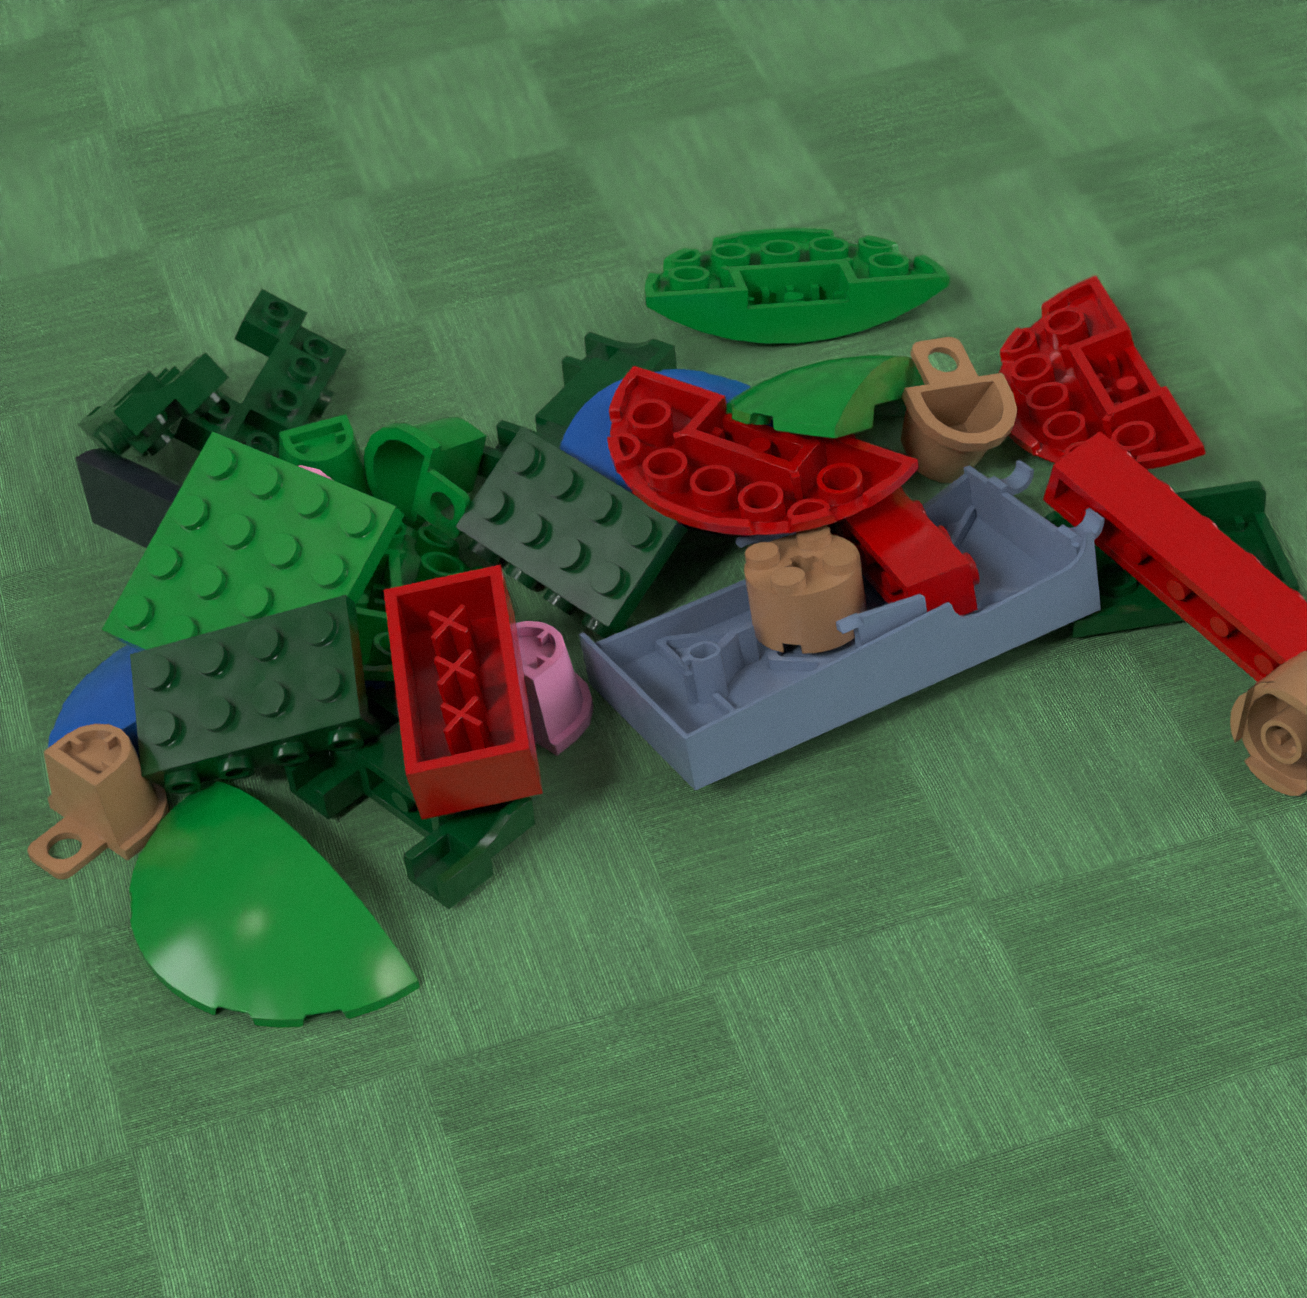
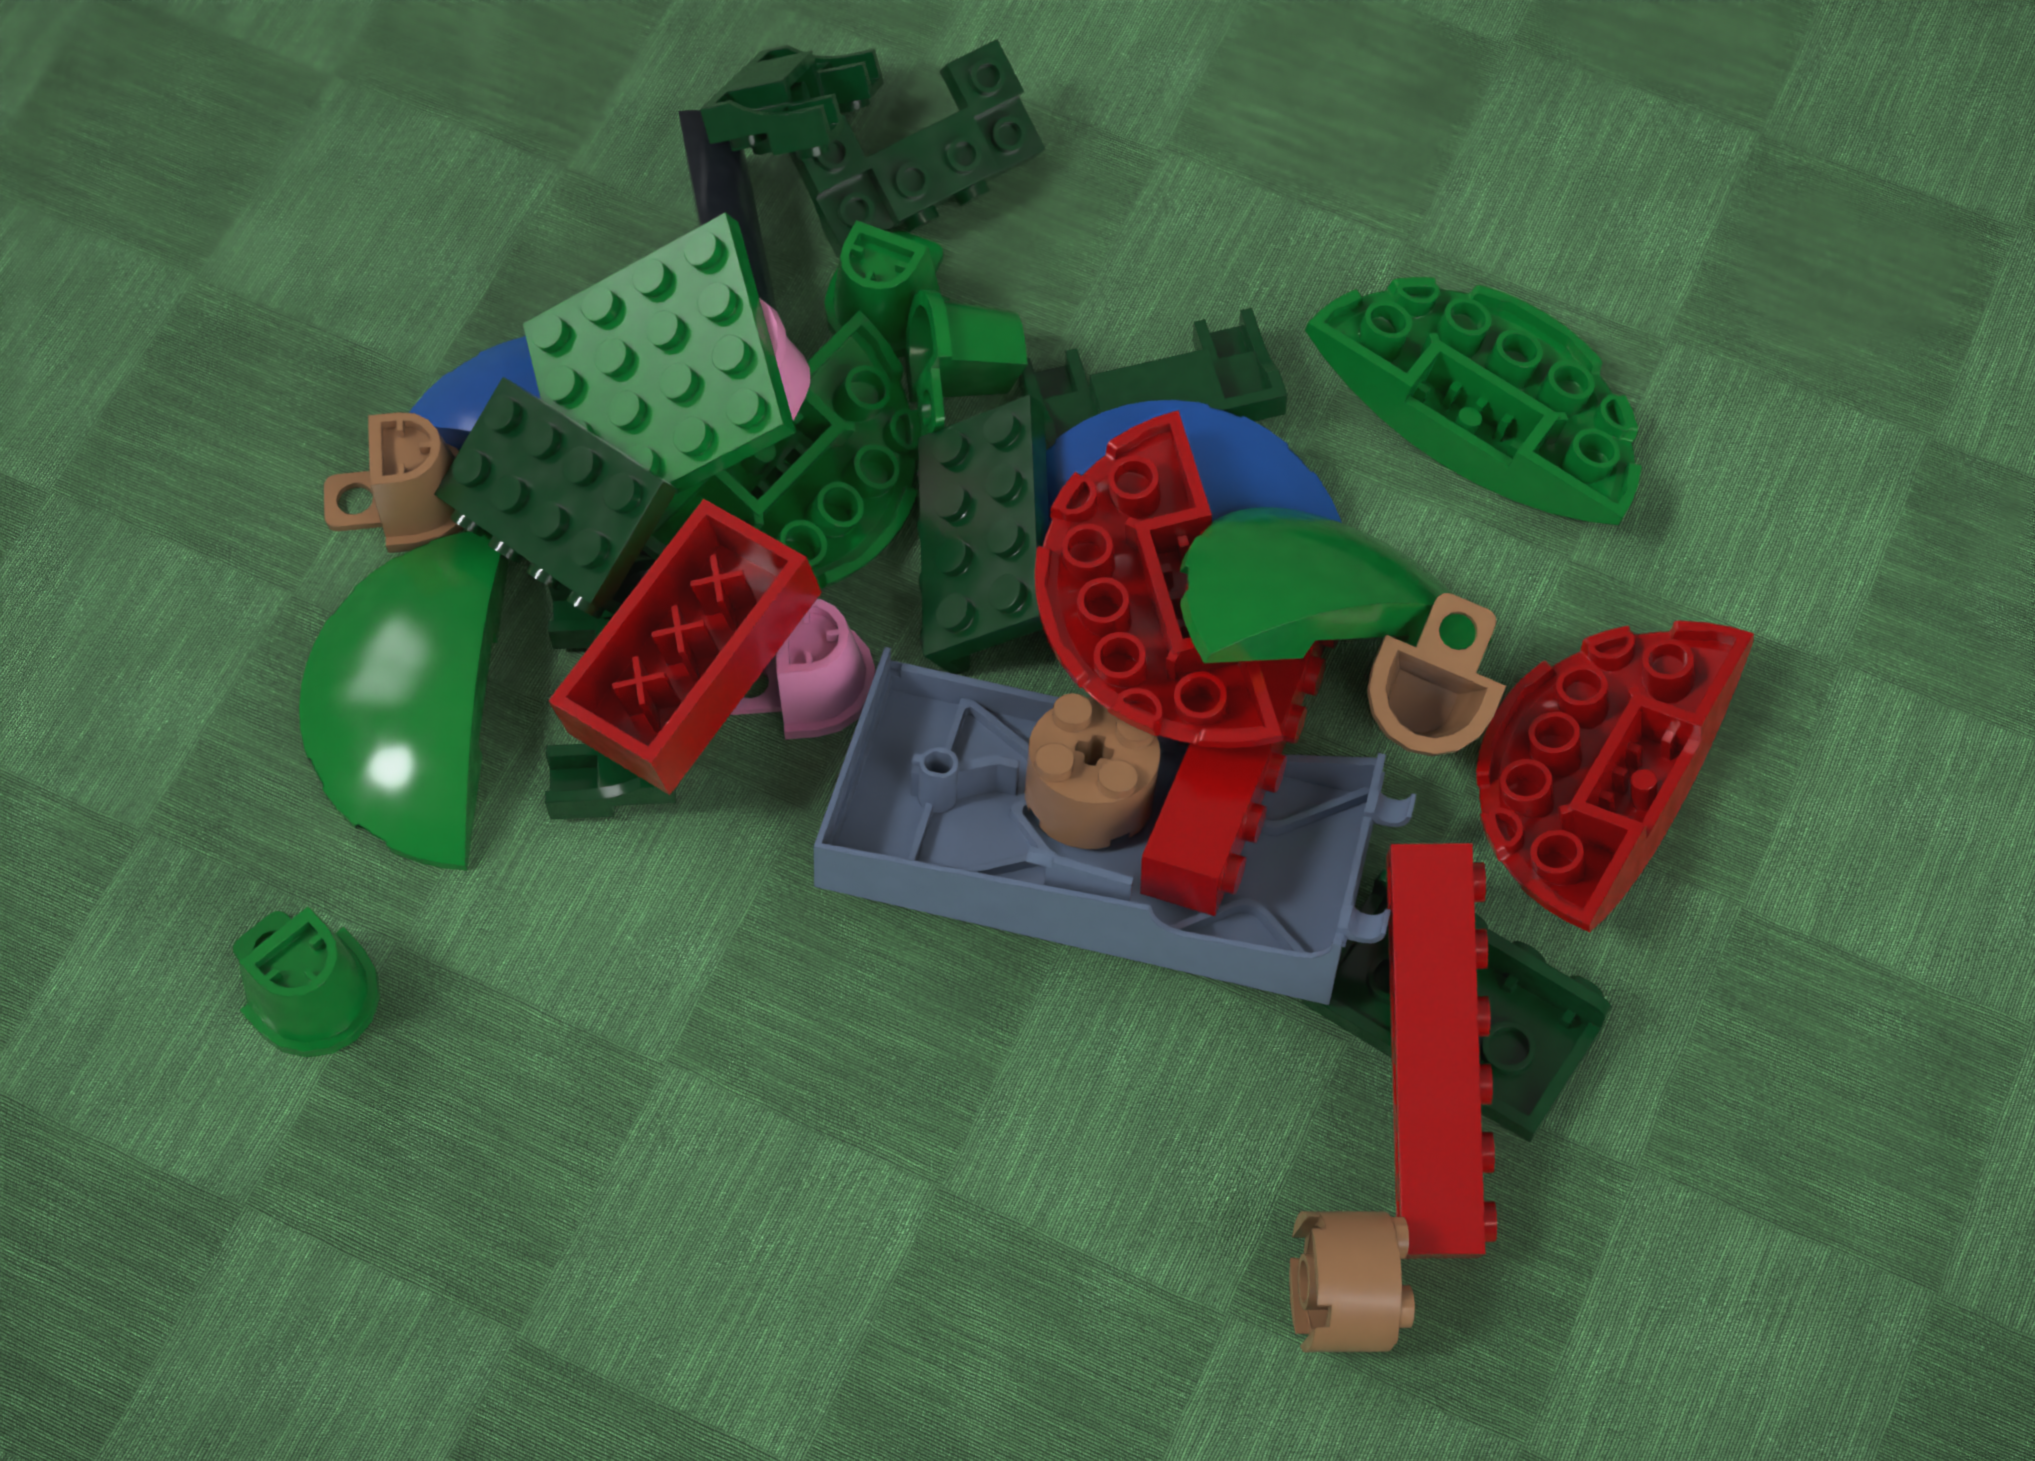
camera: 40 degrees right, 20 degrees up
(394, 1125) = (306, 984): none -> green container

